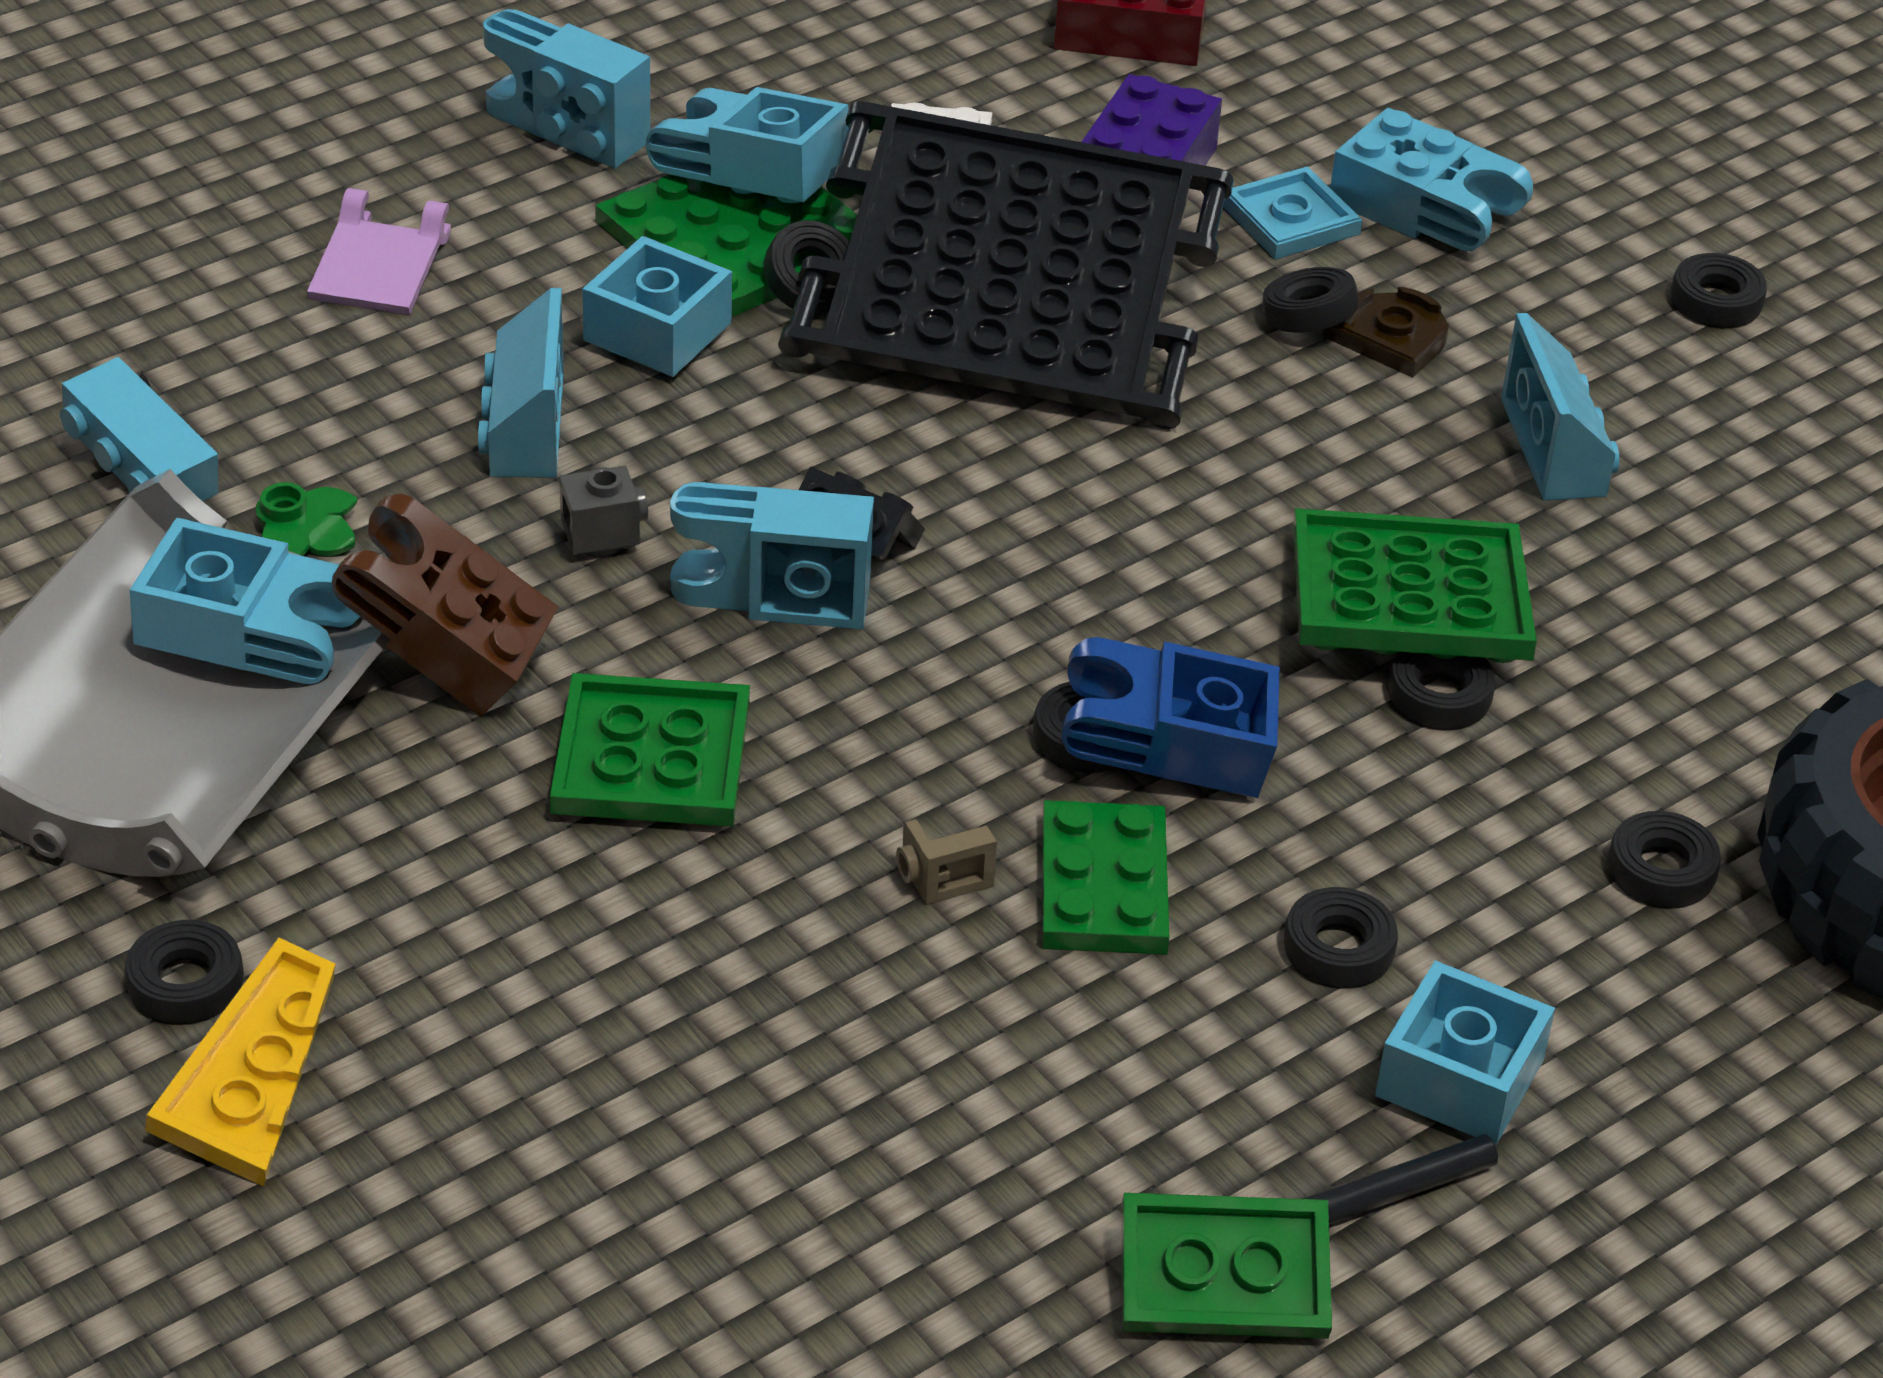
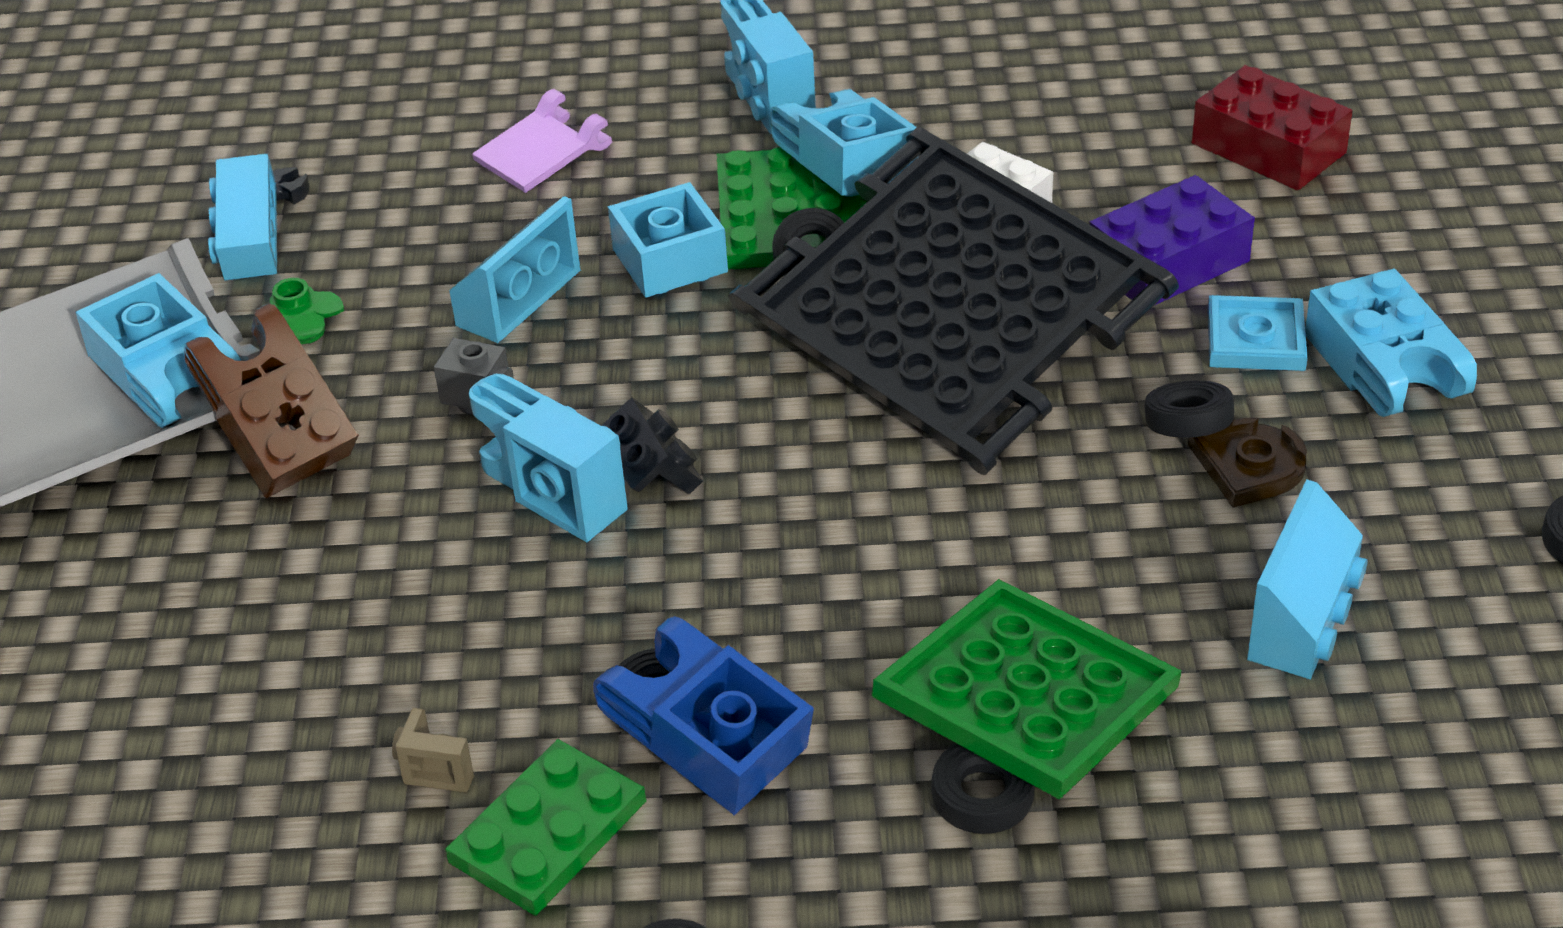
camera: 40 degrees right, 0 degrees up
(651, 749) = (330, 571): green plate -> none

